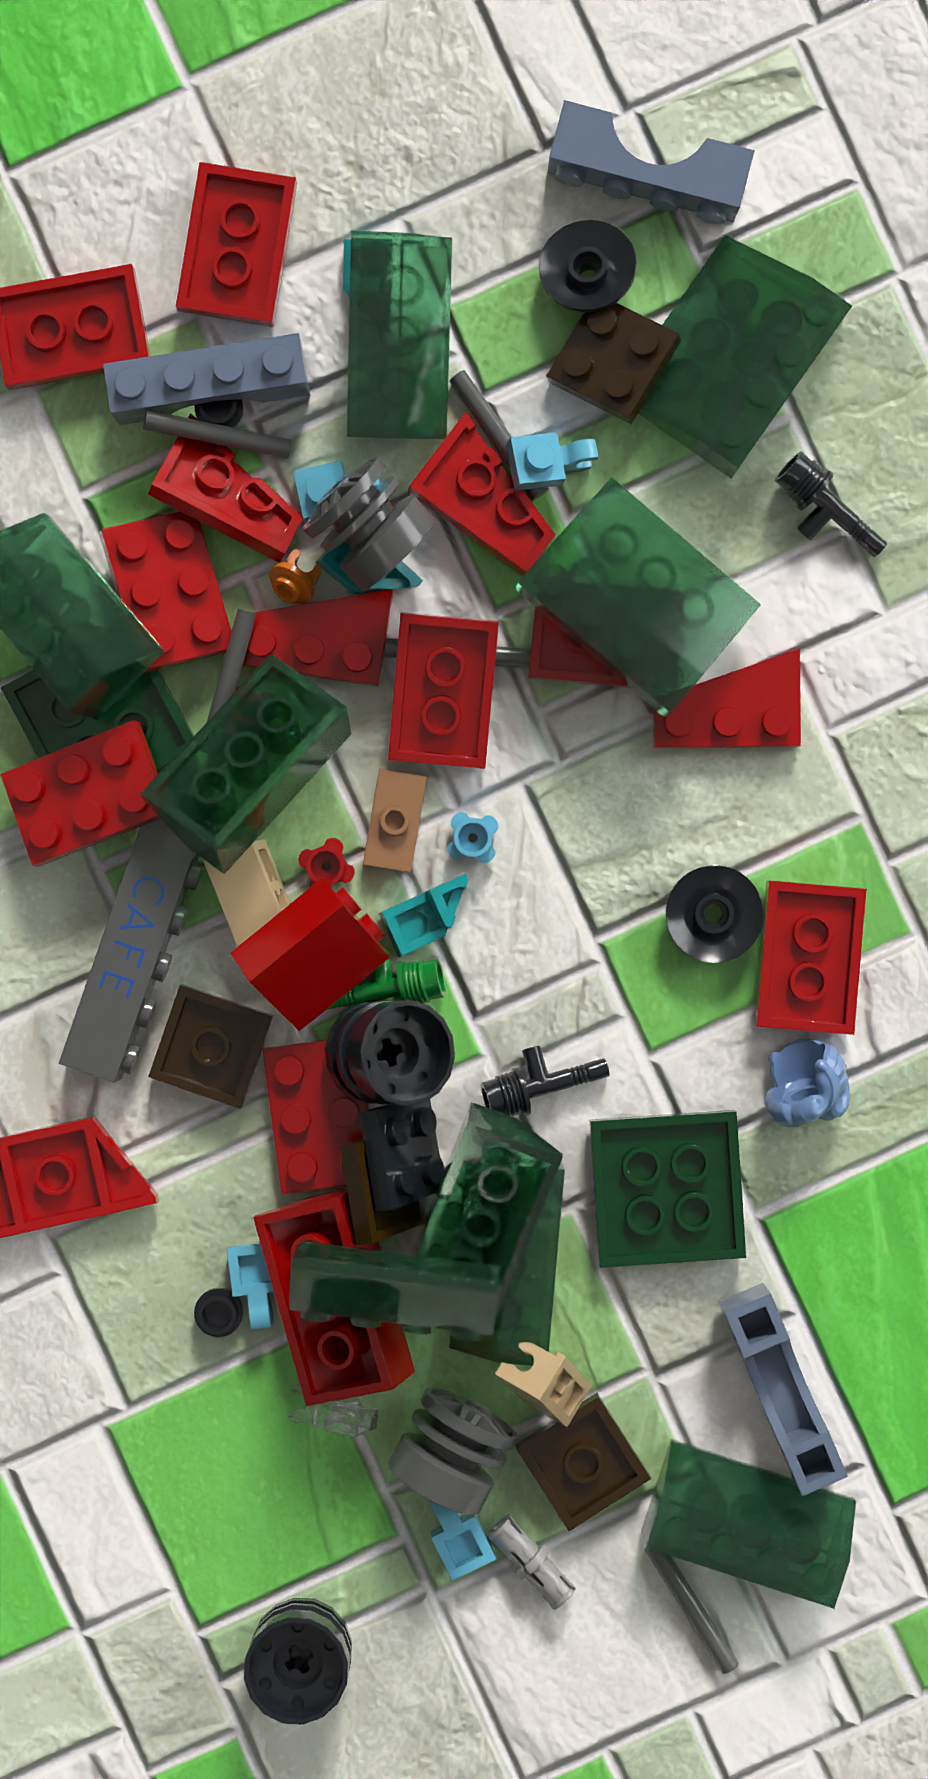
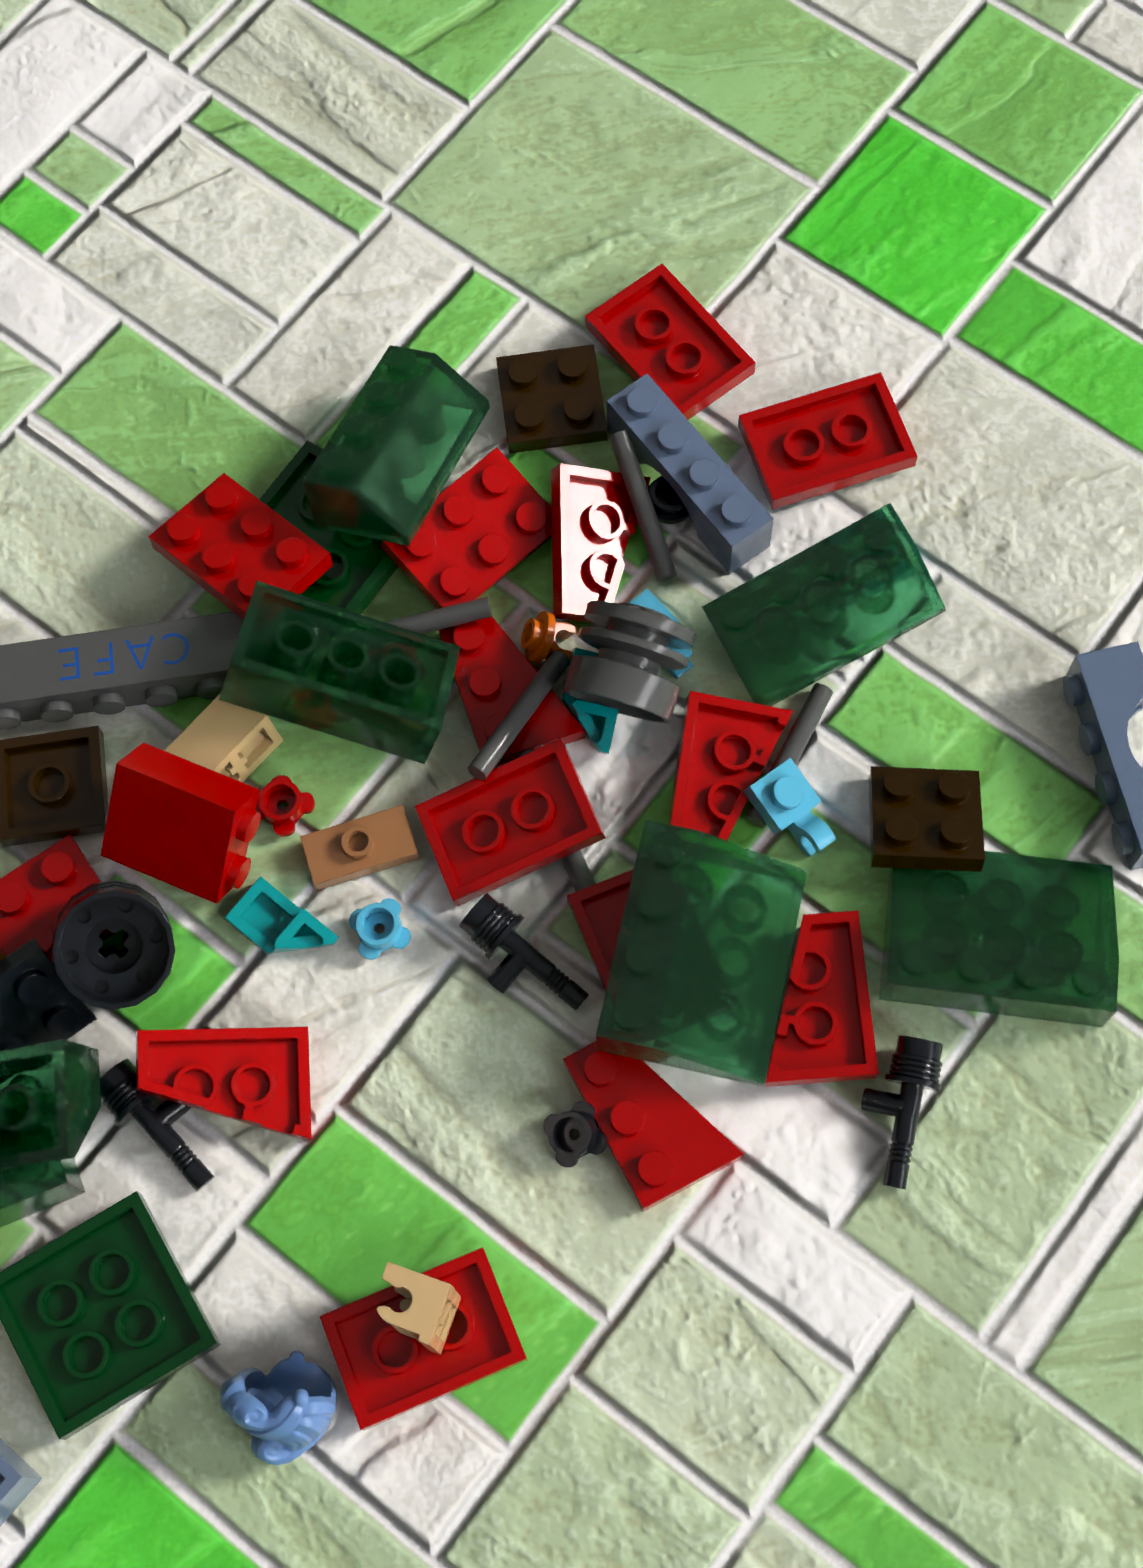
camera: 65 degrees right, 20 degrees down
(65, 456) = (551, 399): none -> dark brown plate
(356, 635) = (518, 715): none -> dark grey bar
(414, 981) = (200, 933): green piece -> none
(526, 746) = (493, 928): none -> black piece
(536, 1005) = (233, 1073): none -> red wing
(587, 247) = (1006, 733): black dish -> none
(720, 521) = (826, 1007): none -> red wing
(727, 777) = (559, 1129): none -> black plate
(739, 920) = (398, 1187): black dish -> none
(806, 944) = (429, 1312): none -> tan hinge

